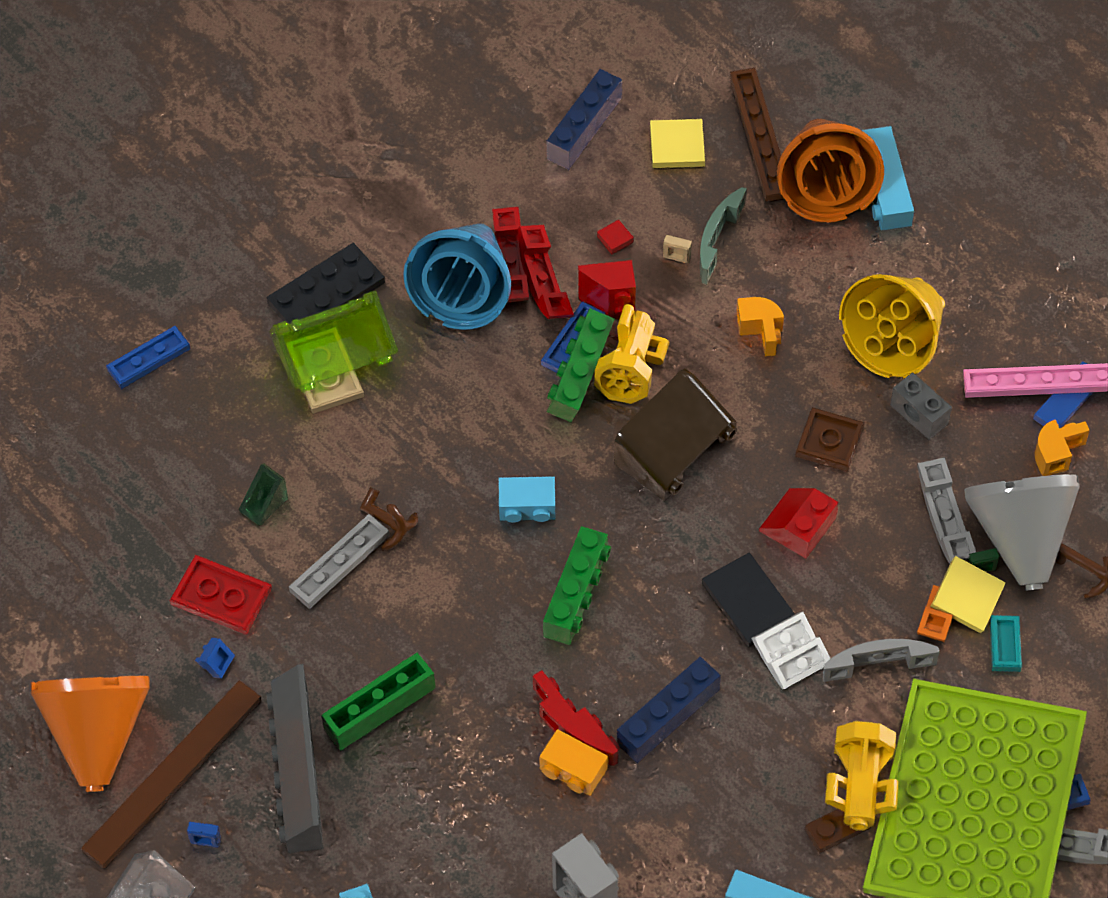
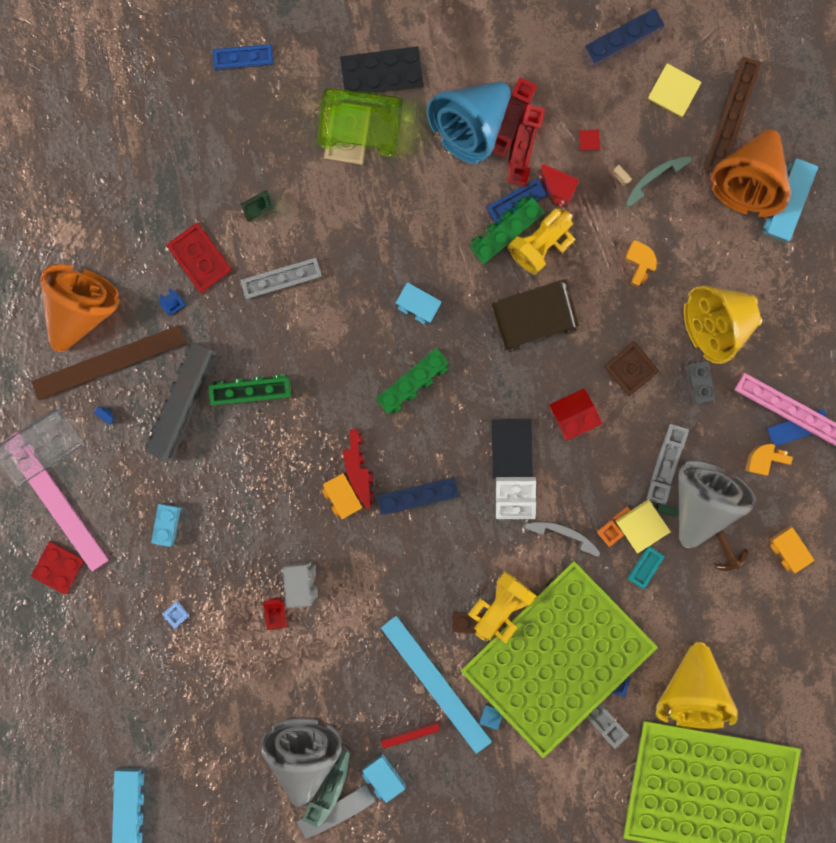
camera: 30 degrees right, 30 degrees up
(392, 518) = (329, 276): reddish brown piece -> none

